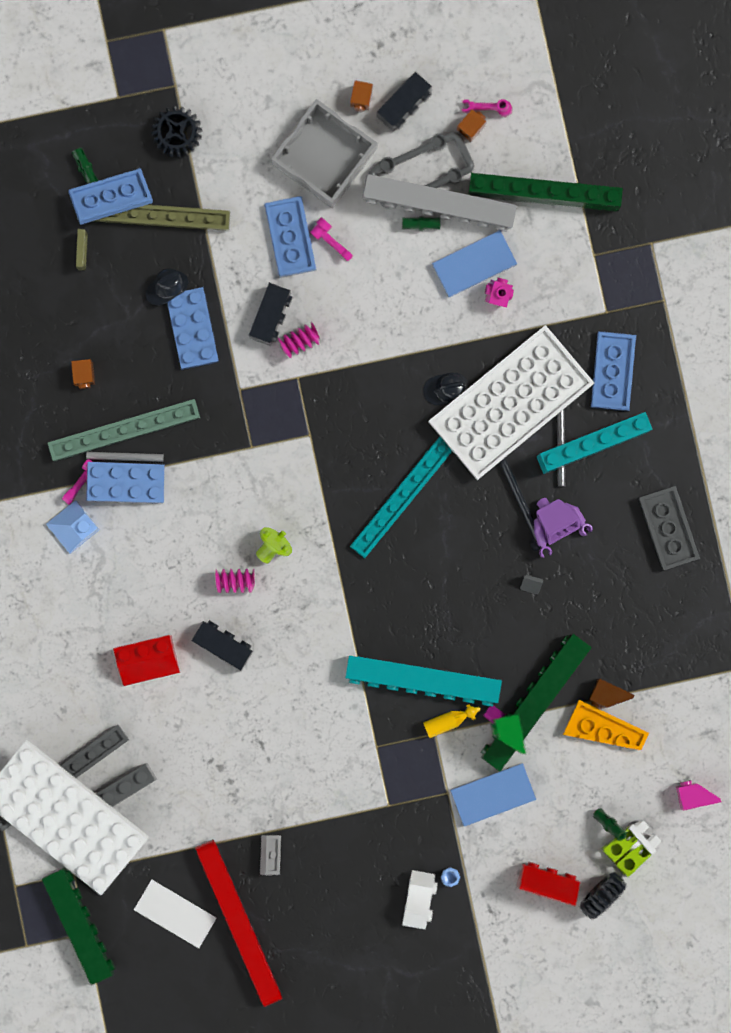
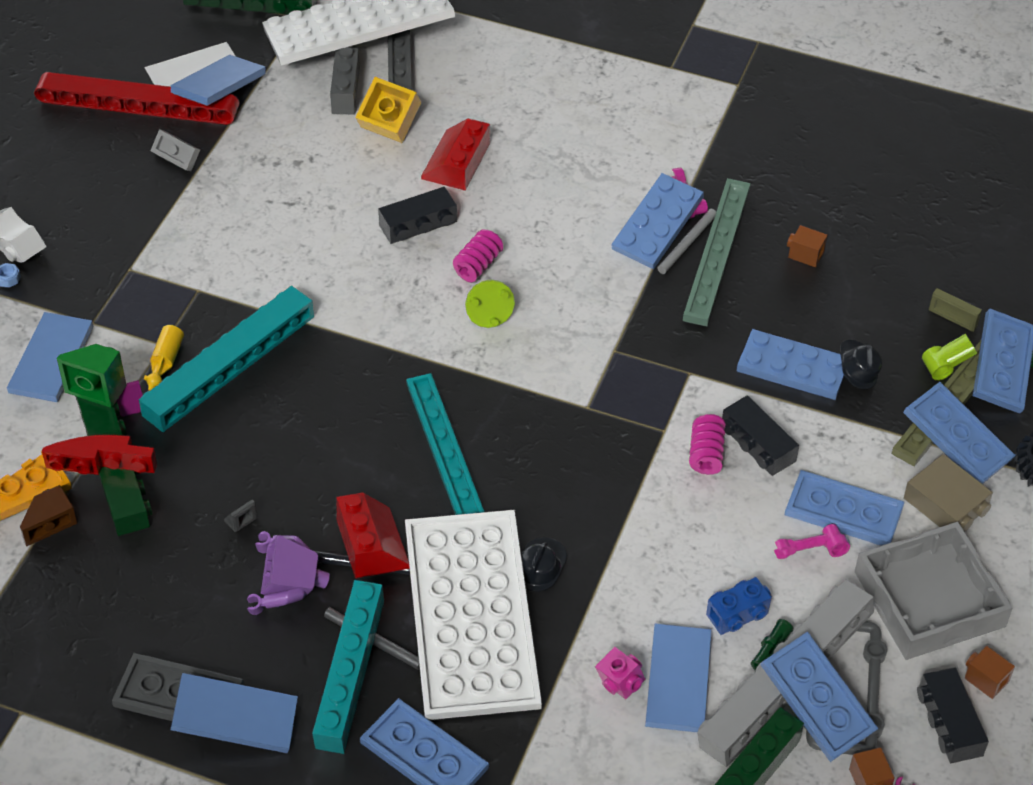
camera: 125 degrees right, 35 degrees down
(72, 527) = (641, 168): light blue slope -> none
(132, 234) = (942, 359): none -> lime piece
(142, 729) = (388, 109): none -> yellow brick
(189, 873) = (218, 80): none -> medium blue tile
(191, 195) = (959, 433): none -> medium blue tile
(244, 178) = (948, 494): none -> dark tan brick
(405, 255) = (738, 605): none -> blue brick
(450, 172) = (819, 696): none -> medium blue tile
(499, 492) = (370, 535): none -> red slope
(563, 694) = (91, 453): none -> red slope
(664, 484) = (234, 713): none -> medium blue tile

